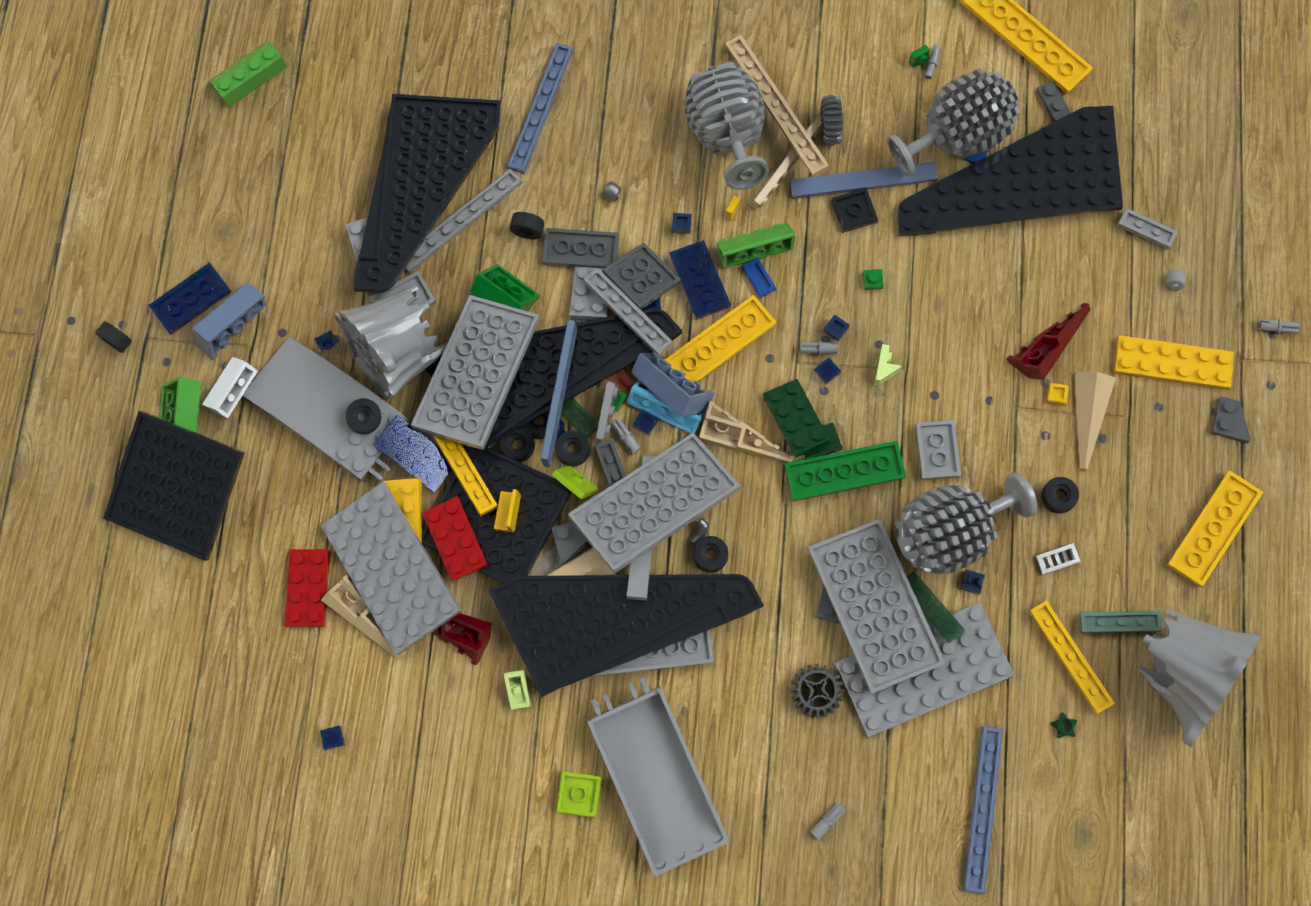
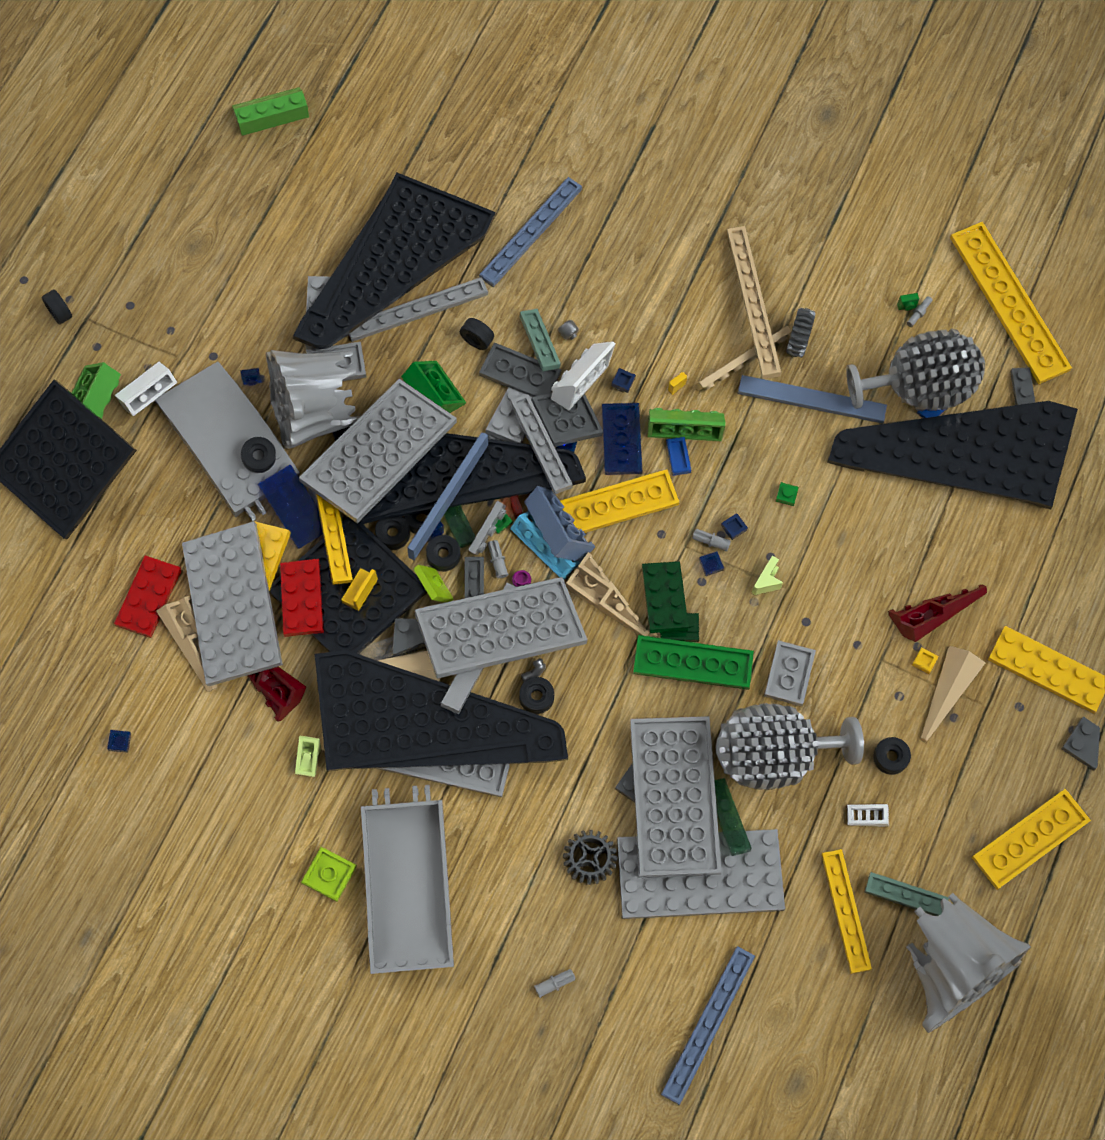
camera: 10 degrees right, 5 degrees down
(190, 298) = (140, 296): clear blue plate -> none
(228, 319) = (167, 326): sand blue wedge -> none
(588, 211) = (540, 340): none -> sand green plate
(641, 231) = (582, 374): none -> white slope
(645, 422) = (521, 552): clear blue plate -> none
(655, 447) = (521, 578): none -> magenta plate
(727, 116) = (701, 296): light grey plant -> none
(854, 210) = (793, 424): black tile -> none
(972, 582) = (777, 808): dark blue tile -> none
(1070, 723) = (810, 971): dark green plate -> none
(1147, 228) = (1069, 535): light grey plate -> none
(1175, 280) = (1079, 593): light grey piece -> none

